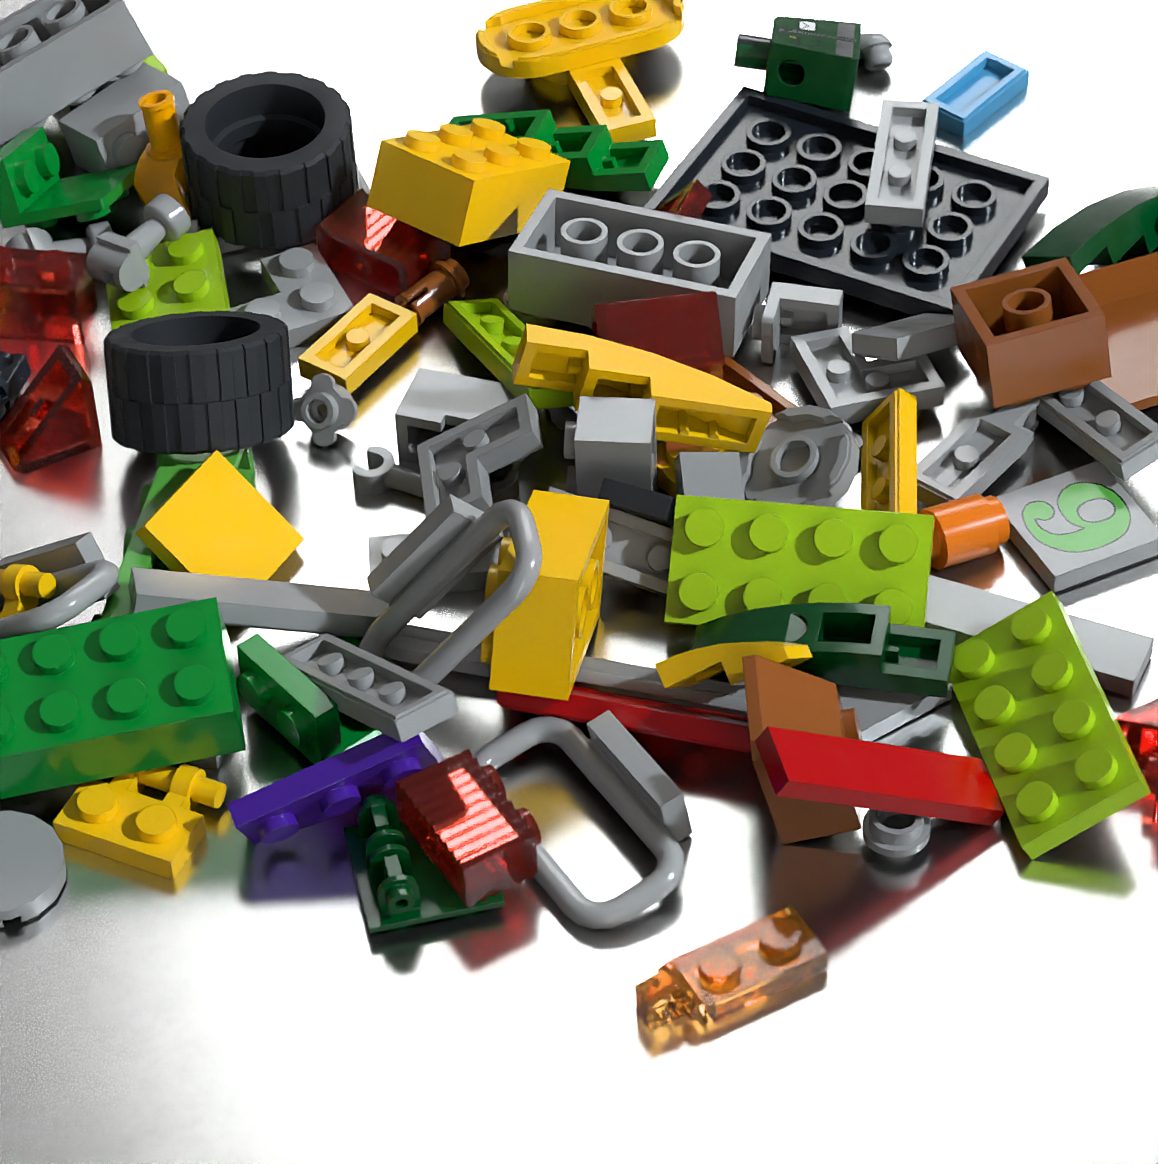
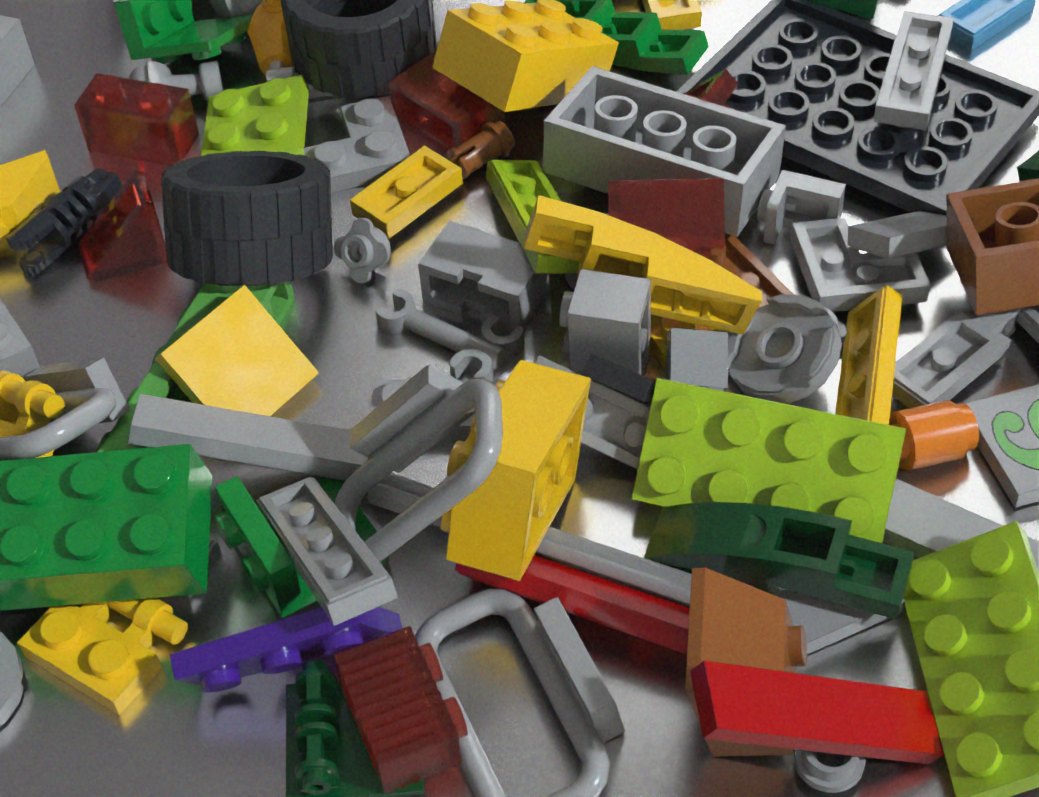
camera: 10 degrees right, 5 degrees up
(122, 259) = (216, 97): light grey leg -> none
(465, 455) = (469, 312): light grey plate -> none
(702, 663) = (685, 555): yellow slope -> none

